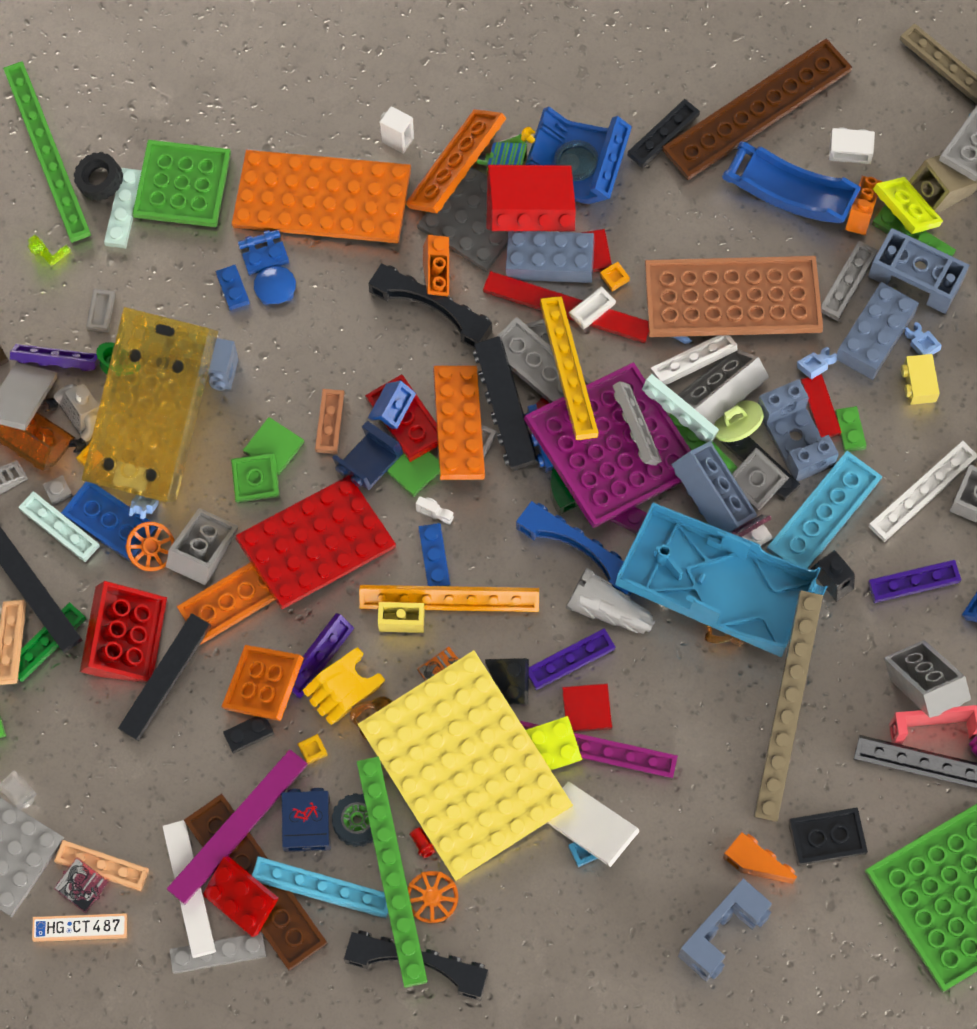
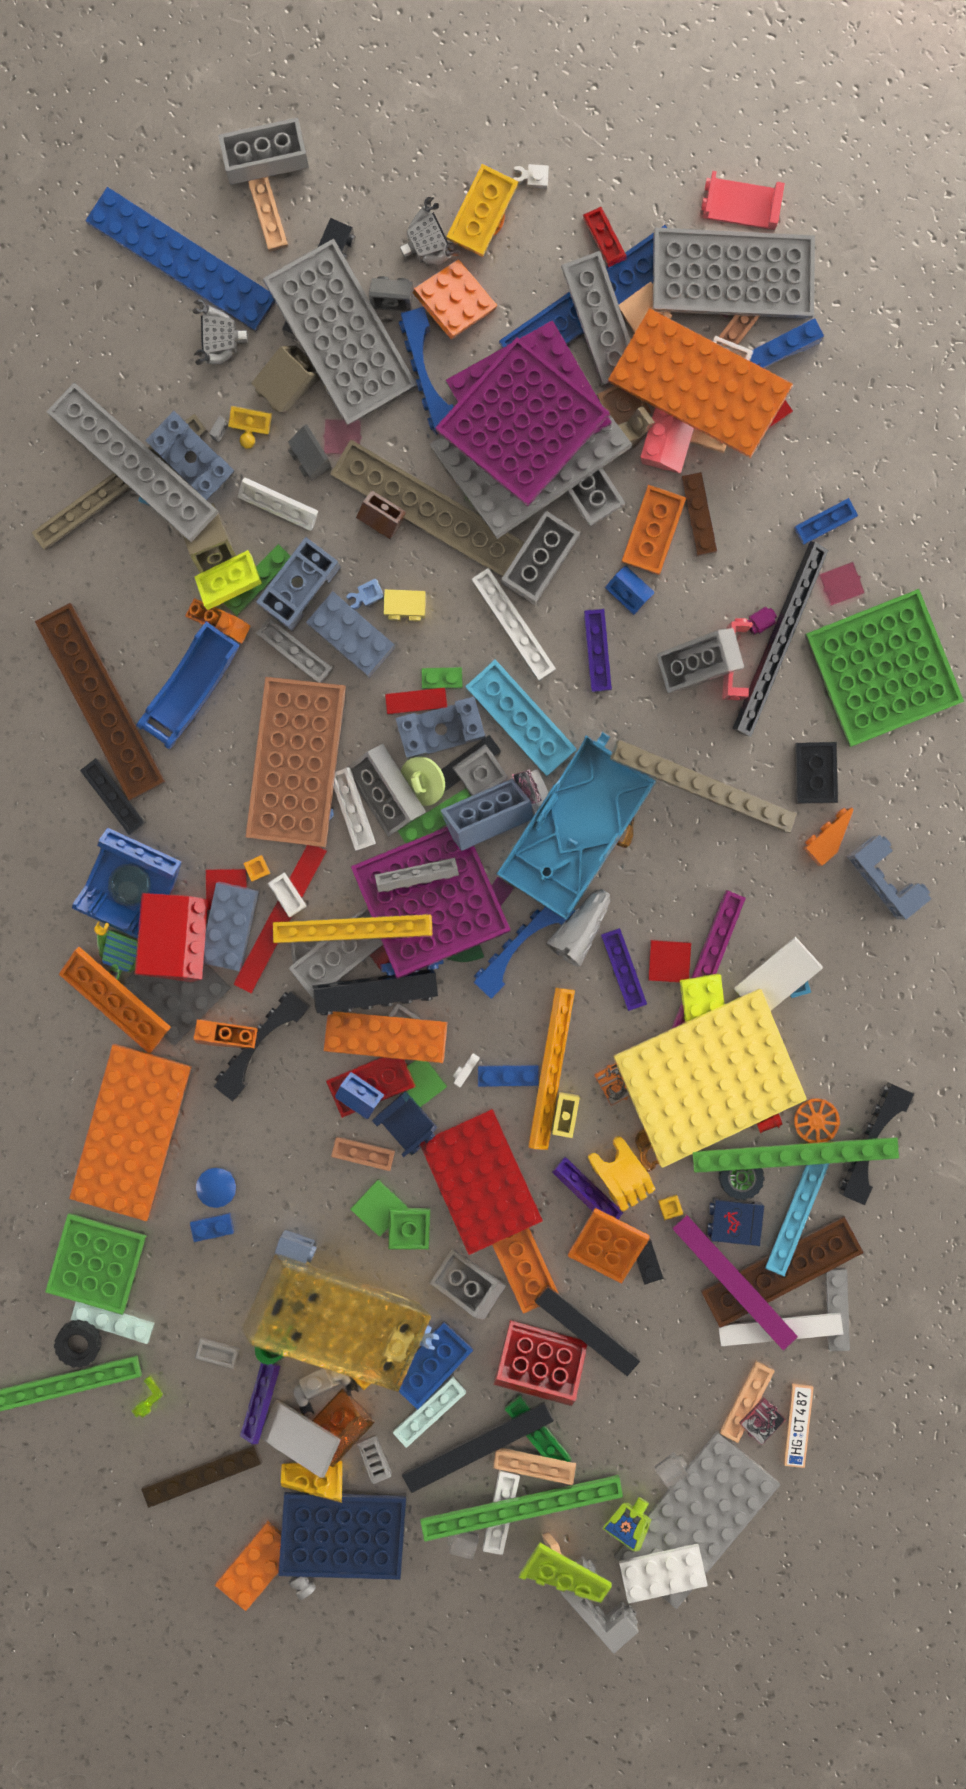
camera: 85 degrees left, 20 degrees up
(57, 490) = (392, 1409): light grey plate -> none
(150, 546) = (462, 1332): orange wheel -> none
(240, 896) = (797, 1287): red plate -> none
(267, 256) = (185, 1191): blue plate -> none
(396, 129) = (73, 1053): white brick -> none
(511, 678) = (634, 1025): black wing -> none
(680, 409) = (400, 838): light aqua plate -> none
(816, 364) = (375, 698): light blue plate -> none
(834, 574) = (581, 722): black torso -> none
(851, 145) = (154, 619): white brick -> none

